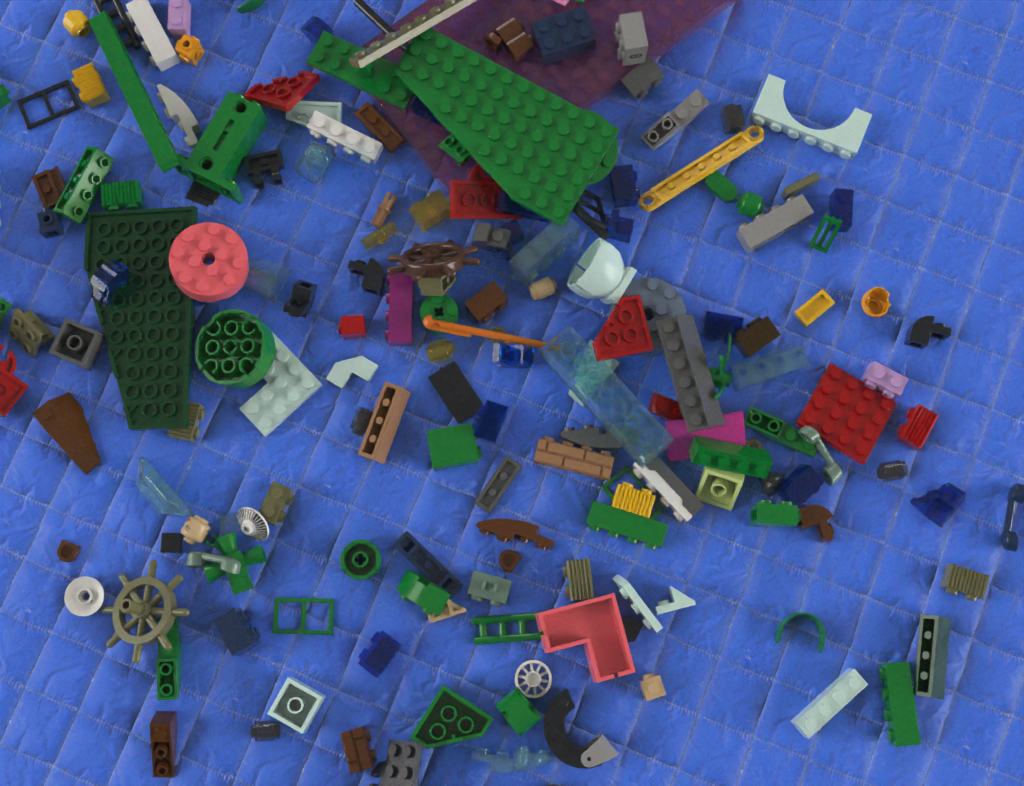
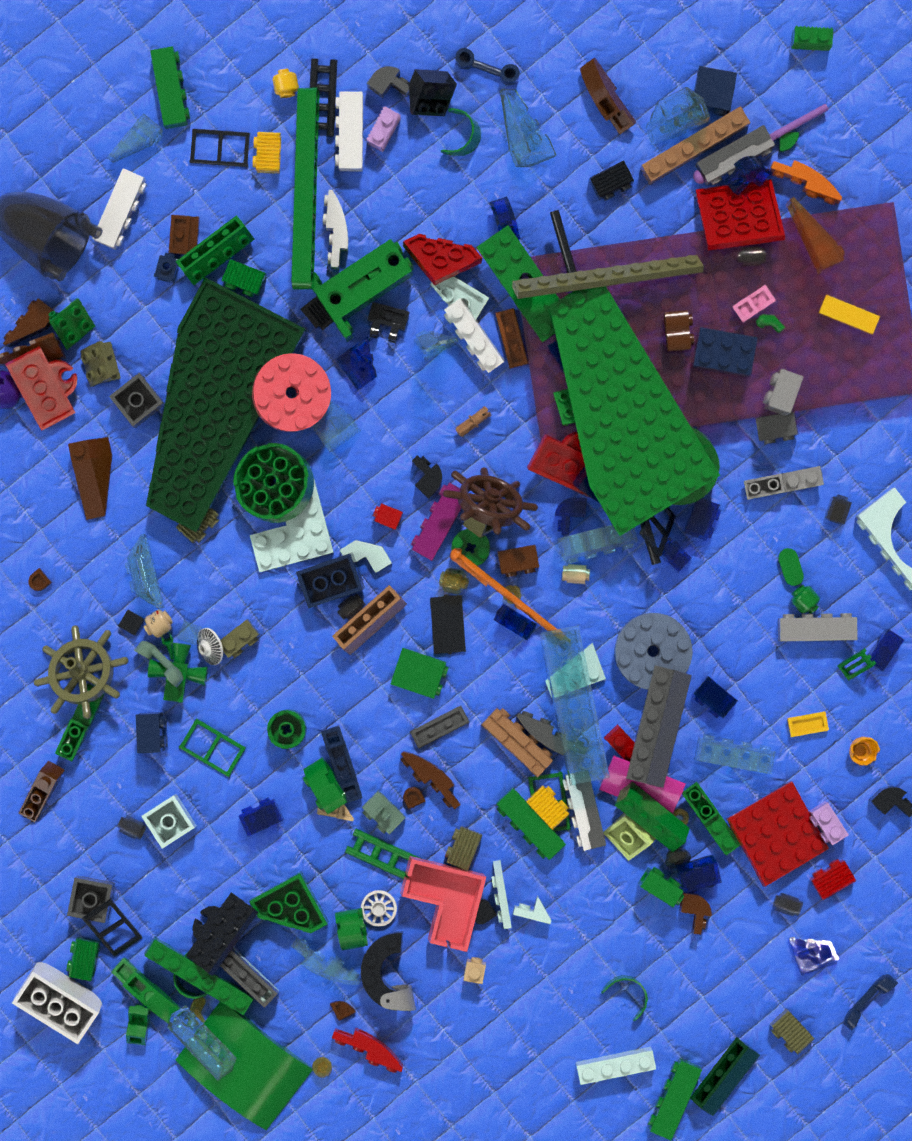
camera: 30 degrees right, 10 degrees up
(75, 594) = (25, 631): white dish -> none
(107, 279) = (193, 359): clear blue brick -> none
(189, 49) = (379, 174): light orange brick -> none
(259, 215) = (358, 364): none -> clear blue slope
(301, 299) = (355, 466): black brick -> none
(330, 406) = (330, 580): none -> dark blue brick
(358, 749) = (200, 885): reddish brown brick -> none
(379, 236) = (456, 445): clear yellow plate -> none
(430, 210) = (514, 447): clear yellow brick -> none
(490, 237) = (554, 503): dark grey brick -> none
(490, 420) = (462, 670): clear blue brick -> none
(493, 42) = (656, 322): reddish brown tile -> none
(604, 273) = (634, 600): light aqua plate -> none
(624, 331) = (622, 658): red plate -> none
(701, 168) = (782, 540): yellow plate -> none
(719, 376) = (685, 738): green plant -> none
(756, 336) = (736, 725): dark brown brick -> none
(800, 186) = (861, 607): olive tile -> none
(831, 472) = (734, 876): sand green piece -> none

